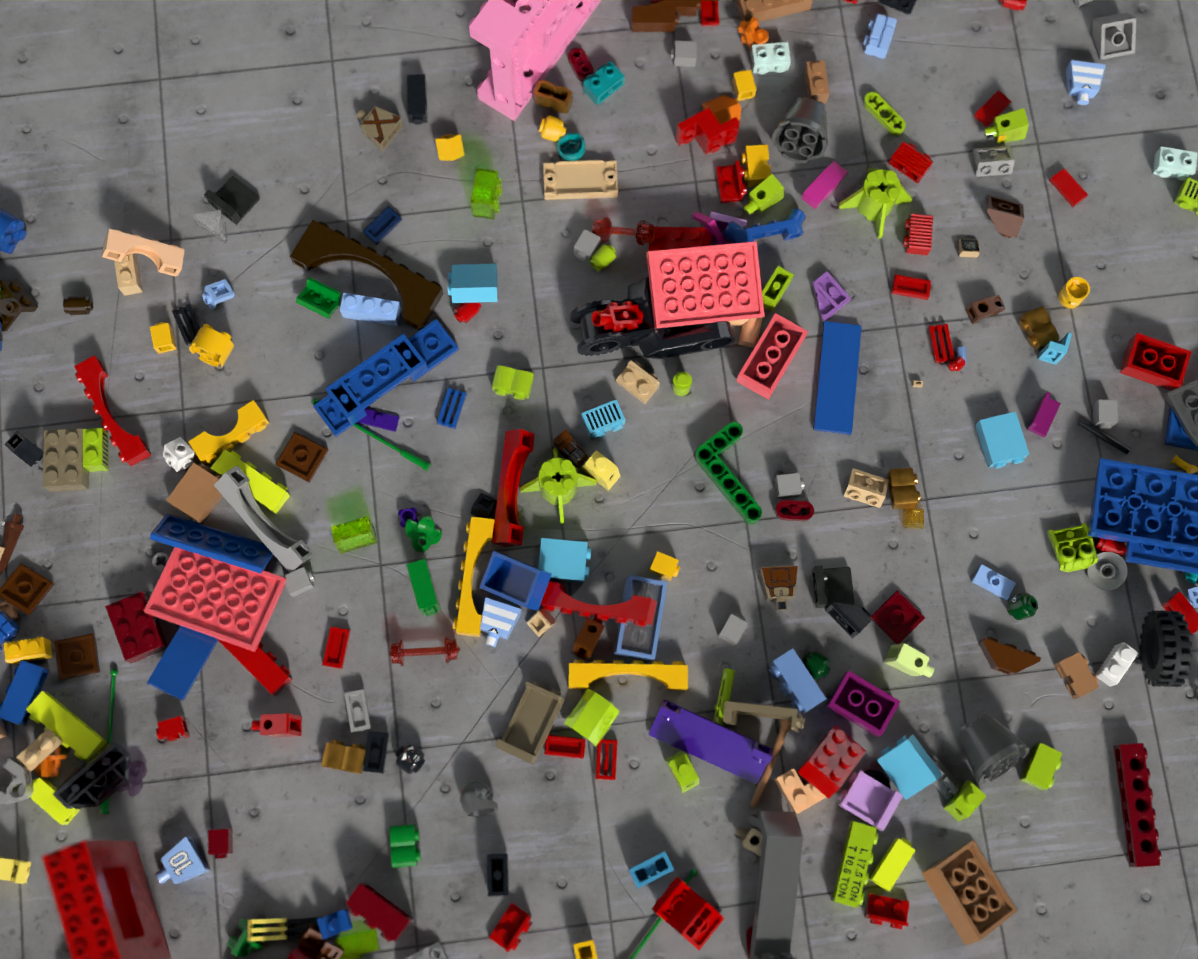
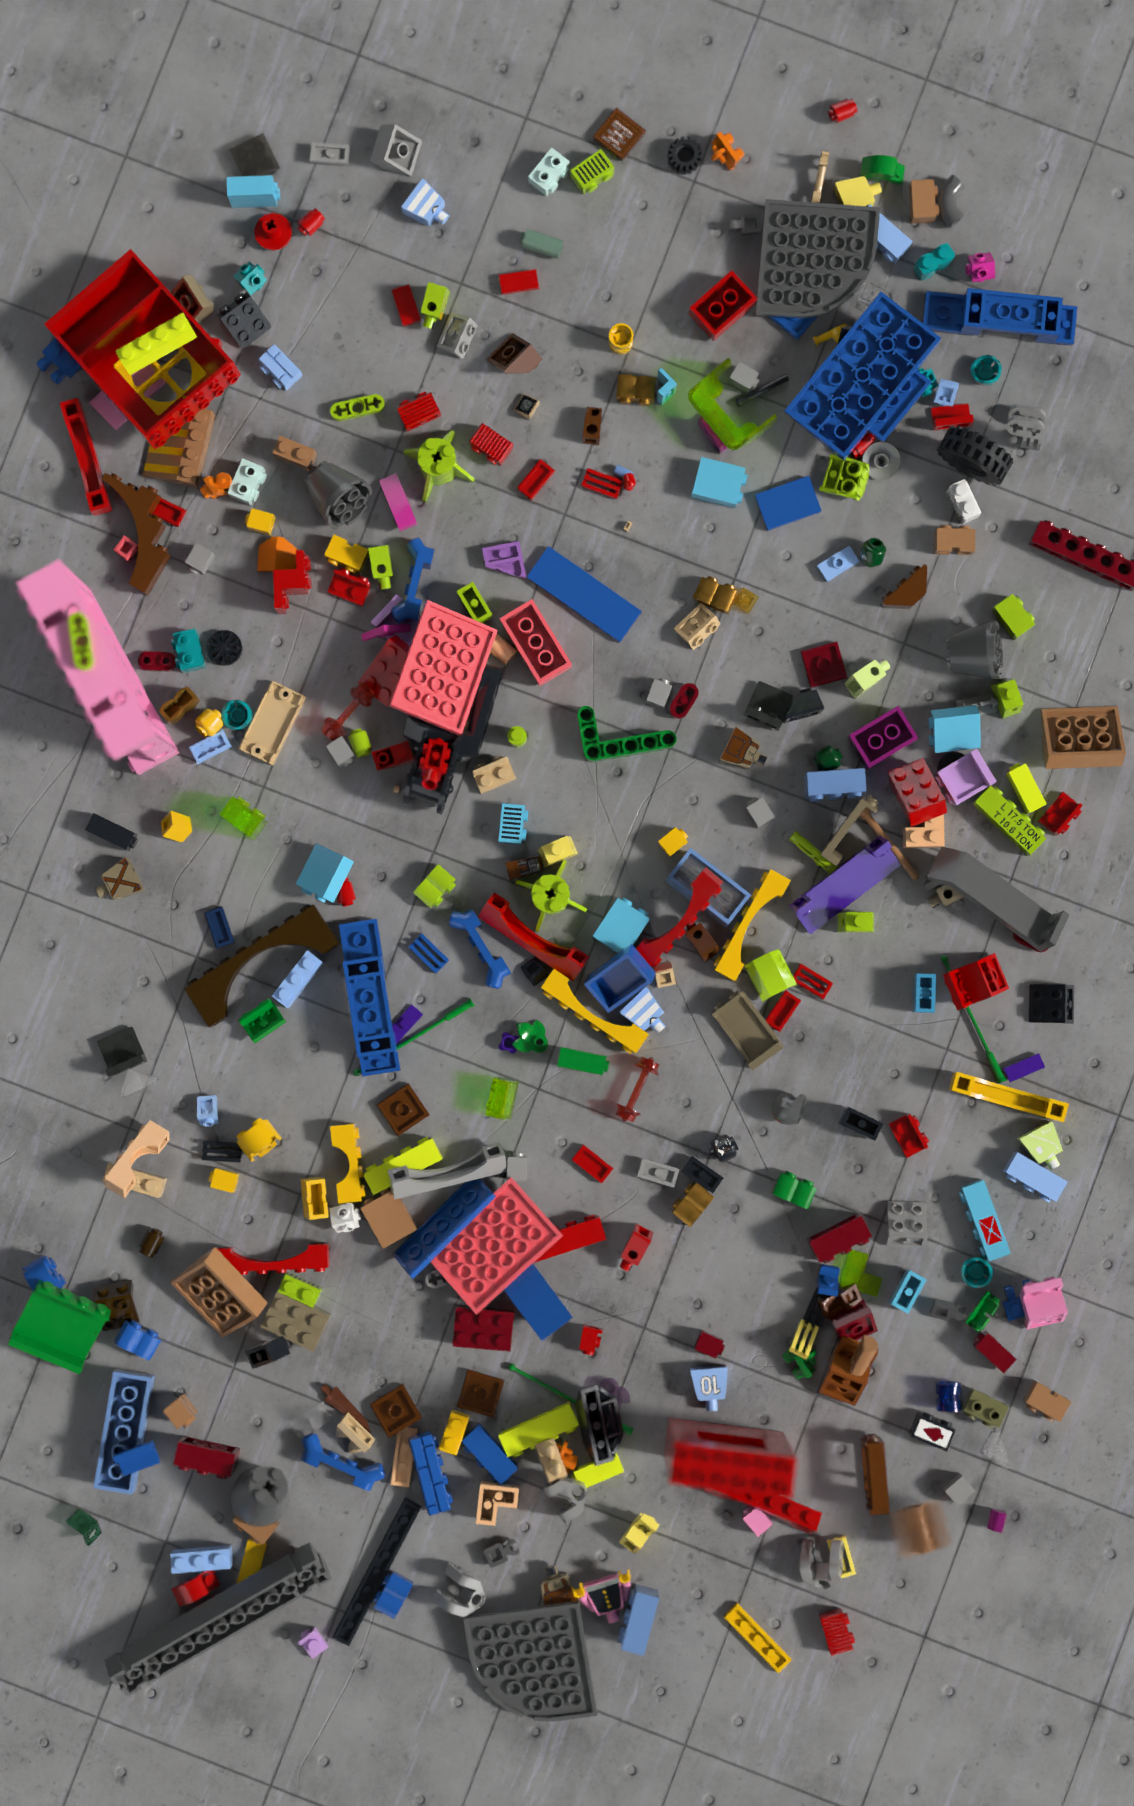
camera: 55 degrees left, 10 degrees up
(59, 381) = (219, 1293): none -> medium nougat slope
(183, 419) = (314, 1198): none -> yellow brick
(470, 471) = (469, 922): none -> blue plate
(532, 140) = (210, 747): none -> light blue plate
(605, 286) = (393, 756): none -> red slope
(622, 110) = (224, 648): none -> black wheel
(1020, 510) = (788, 503): none -> blue tile
(1066, 388) = (703, 398): none -> clear neon green windscreen
(1112, 188) = (542, 243): none -> sand green brick

